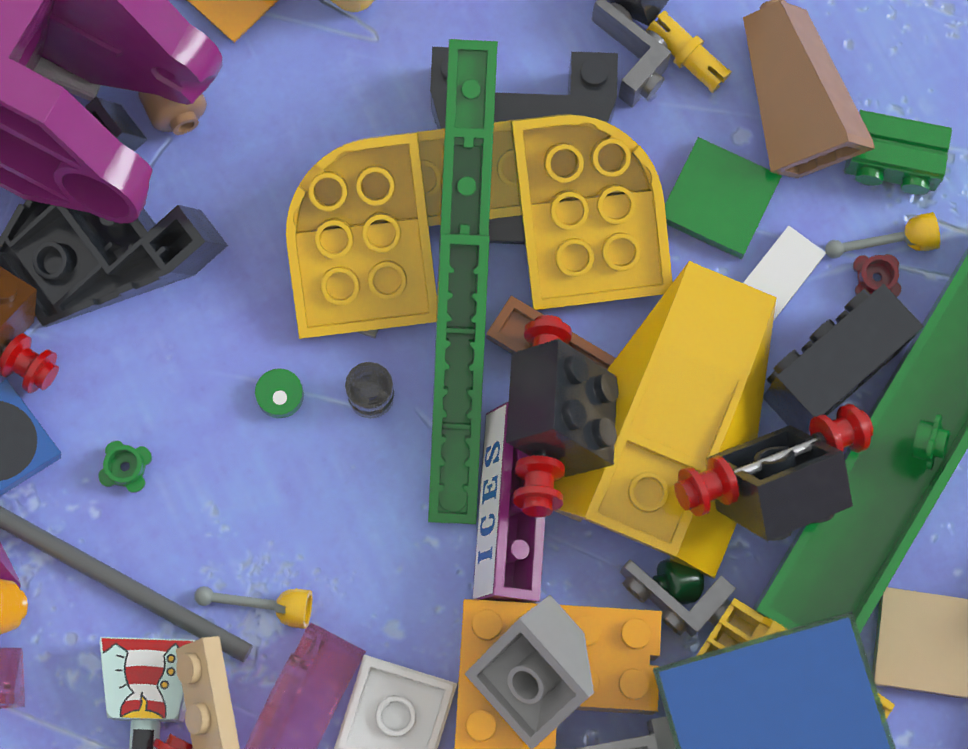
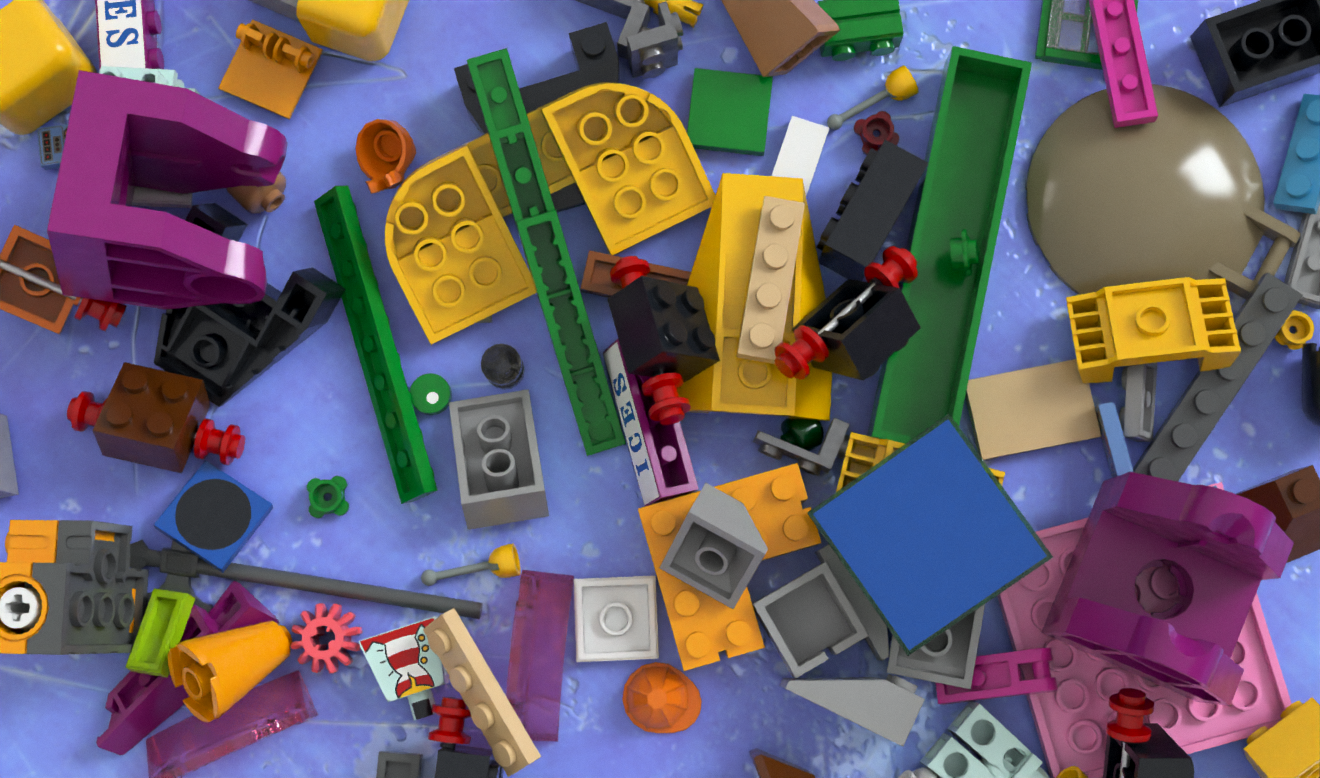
camera: 15 degrees left, 5 degrees up
(57, 608) = (315, 627): none -> coral gear
(238, 320) = (375, 345): none -> green plate
(323, 113) = (384, 153): none -> orange piece
(327, 491) = (497, 459): none -> light grey slope
(663, 100) = (656, 48): none -> flat silver bracket
(701, 394) = (770, 279): none -> tan plate

